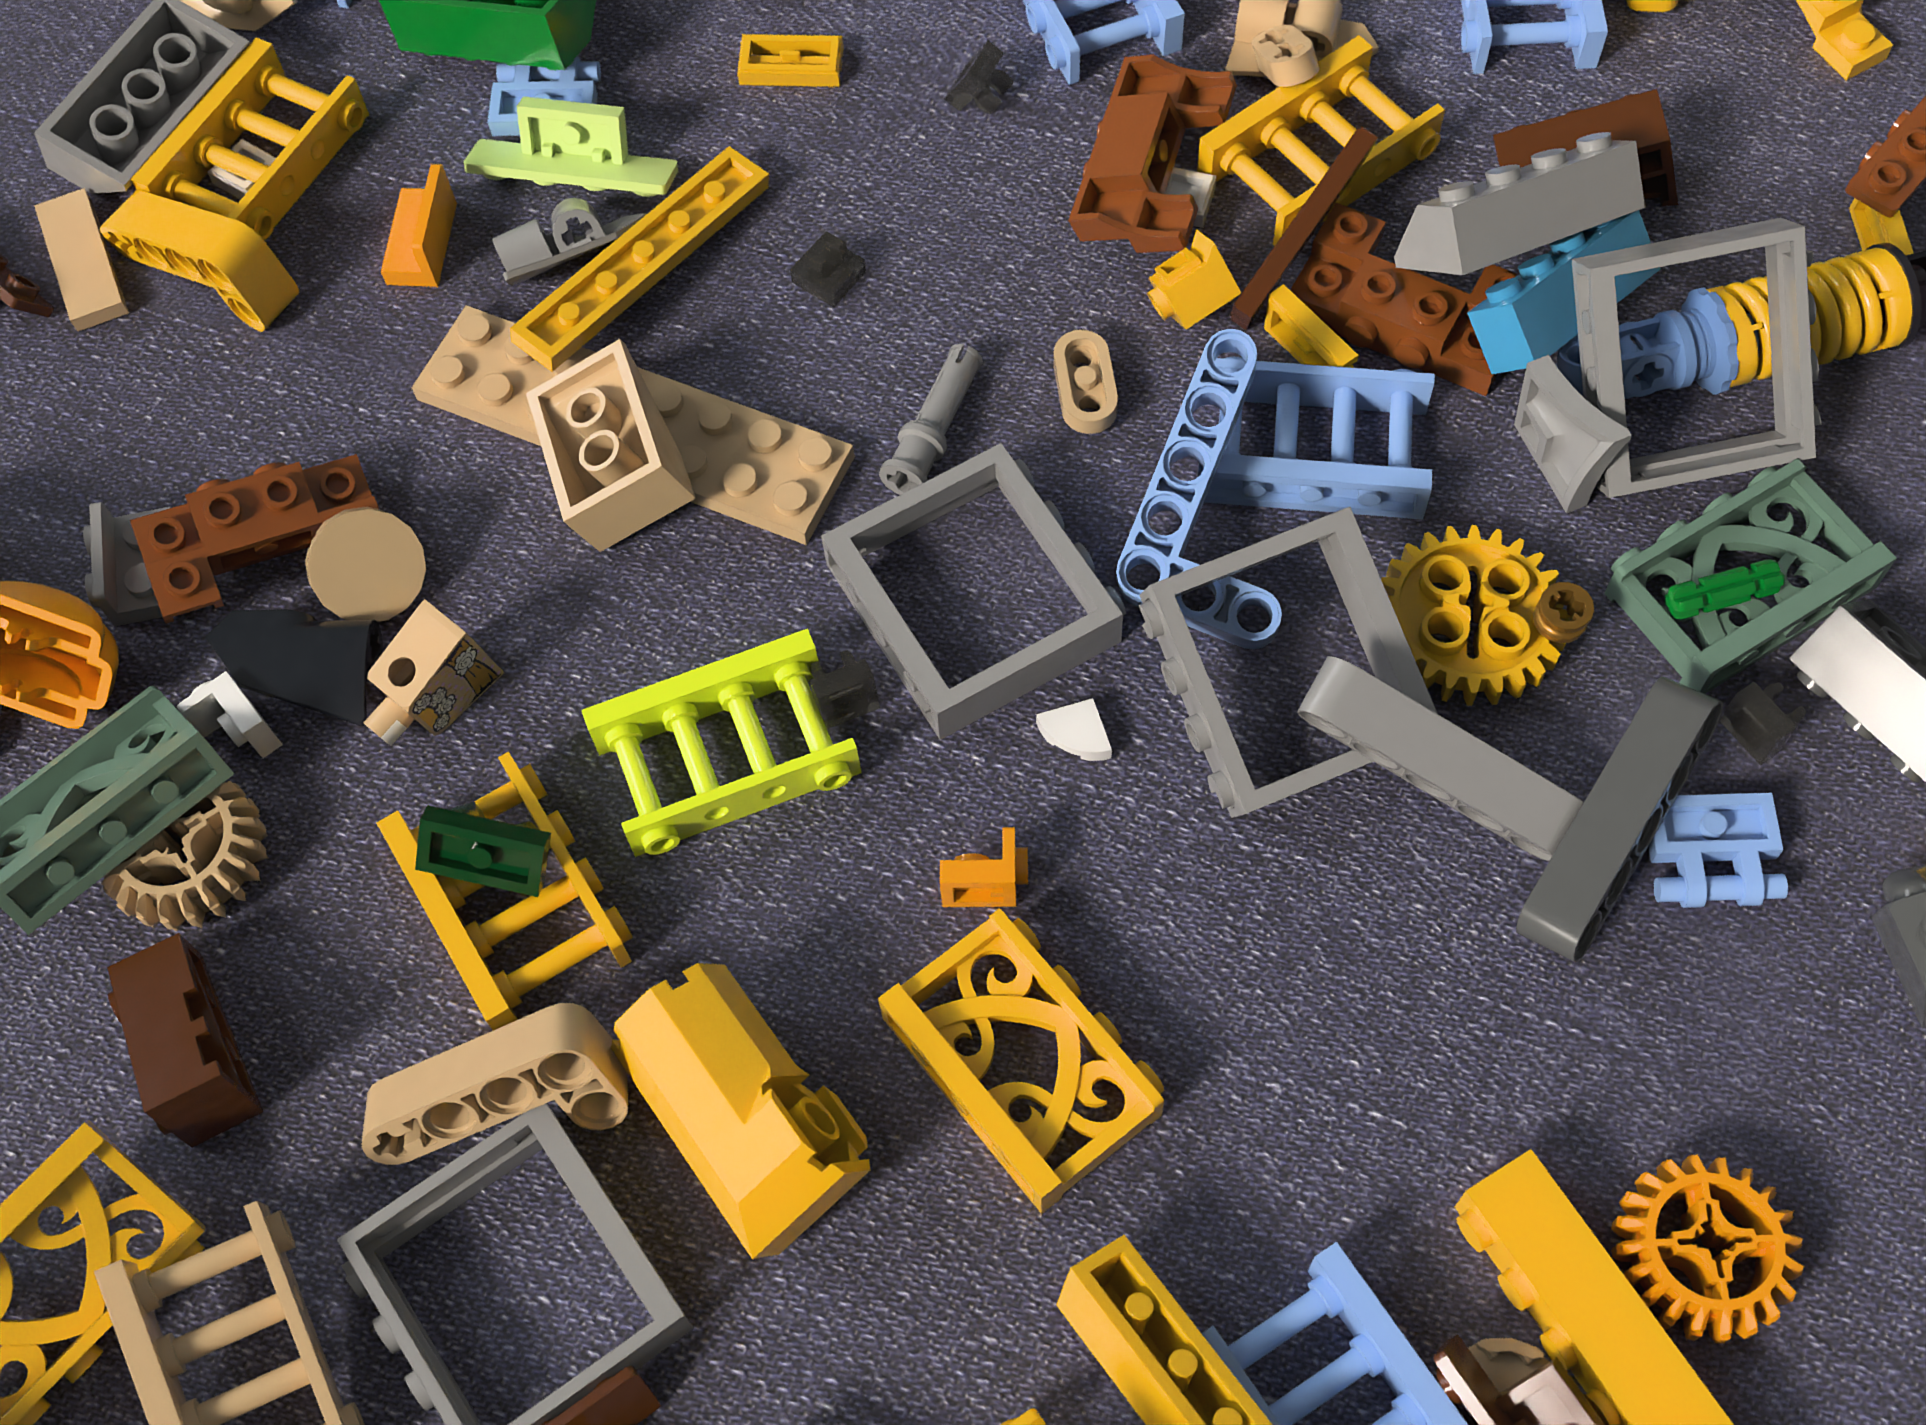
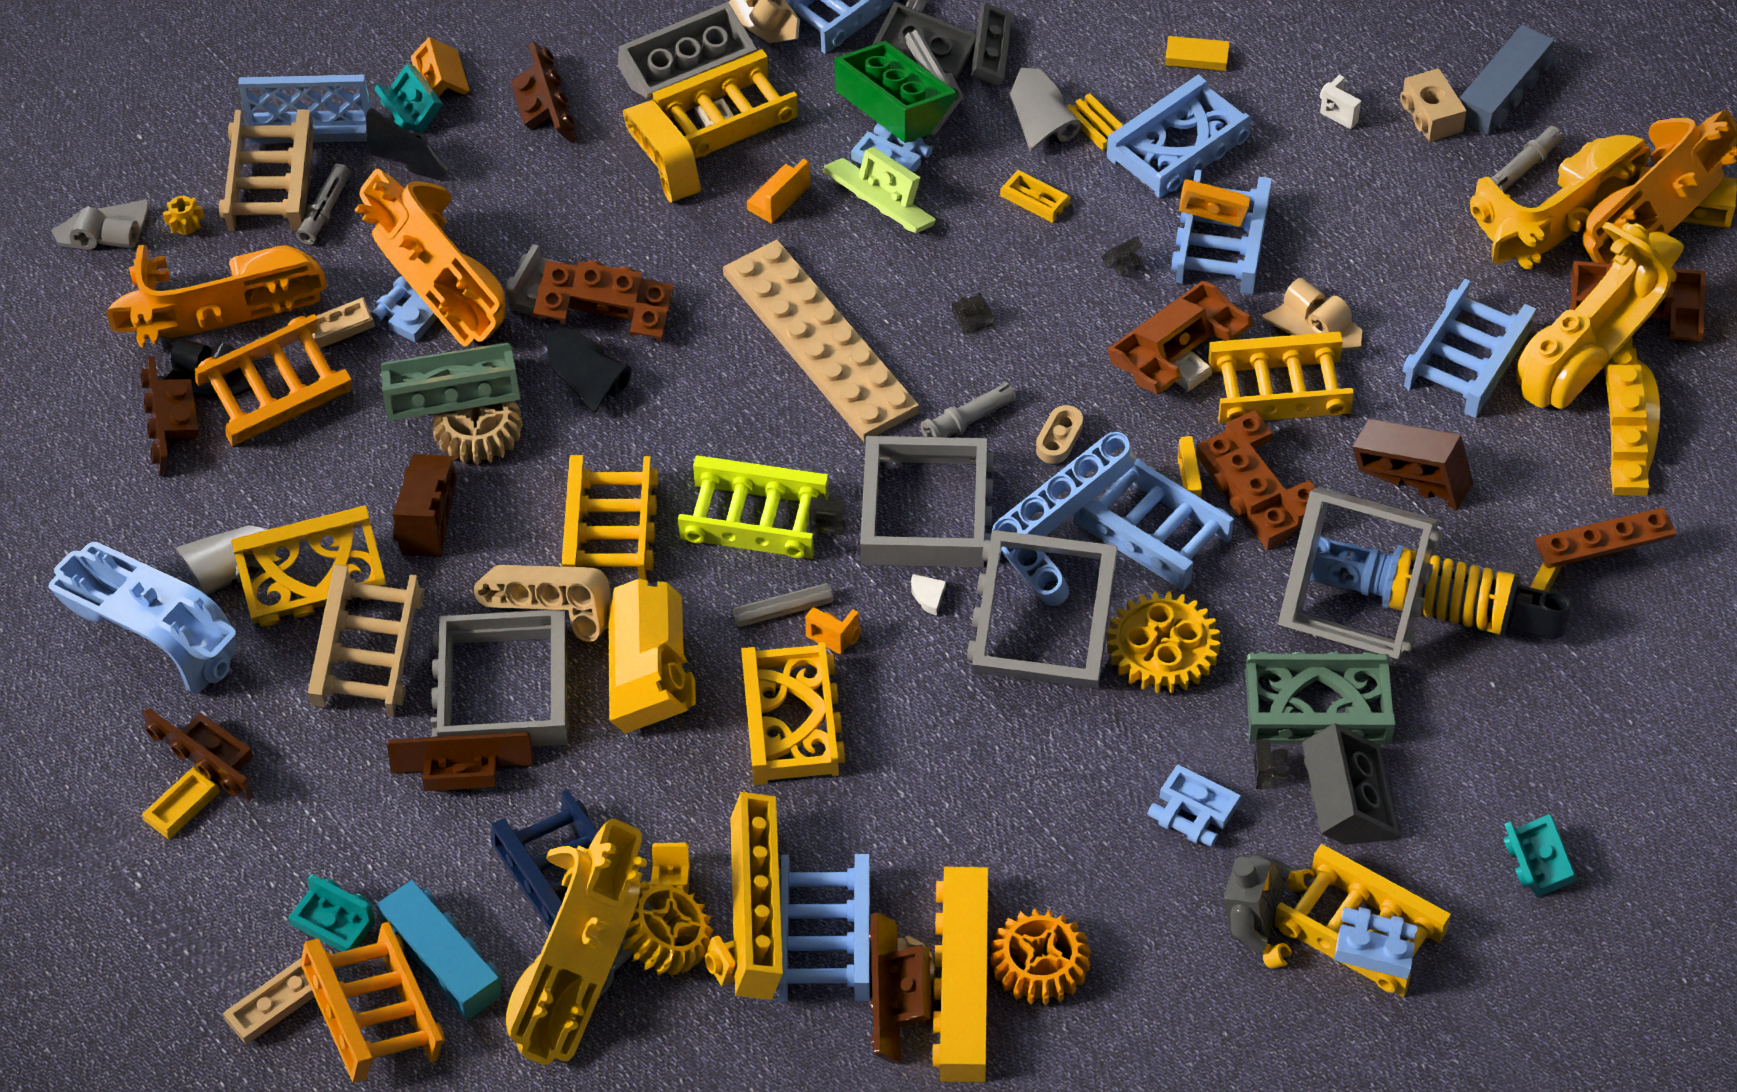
camera: 30 degrees right, 10 degrees down
(81, 259) = (605, 121): tan tile -> none
(225, 705) = (536, 371): white bracket -> none
(365, 564) = (642, 338): tan tile -> none
(428, 675) = (637, 404): tan torso -> none
(482, 850) = (608, 489): dark green tile -> none
(529, 251) = (831, 228): light grey panel -> none
(608, 448) = (793, 343): tan slope -> none
(638, 259) = (879, 258): yellow plate -> none
(875, 878) = (783, 605): none -> light grey axle
(1192, 283) = (1147, 413): yellow window -> none
(1285, 55) = (1291, 322): tan beam -> none
(1302, 227) = (1224, 411): reddish brown tile -> none
(1439, 757) = (1082, 689): light grey beam -> none
(1523, 207) = (1333, 455): light grey slope -> none
(1537, 308) = (1287, 507): dark azure brick -> none
(1565, 433) = (1276, 579): light grey plate -> none
(1578, 605) = (1202, 649): pearl gold bush -> none
(1619, 819) = (1151, 761): dark grey beam -> none
(1724, 589) = (1294, 693): green axle -> none

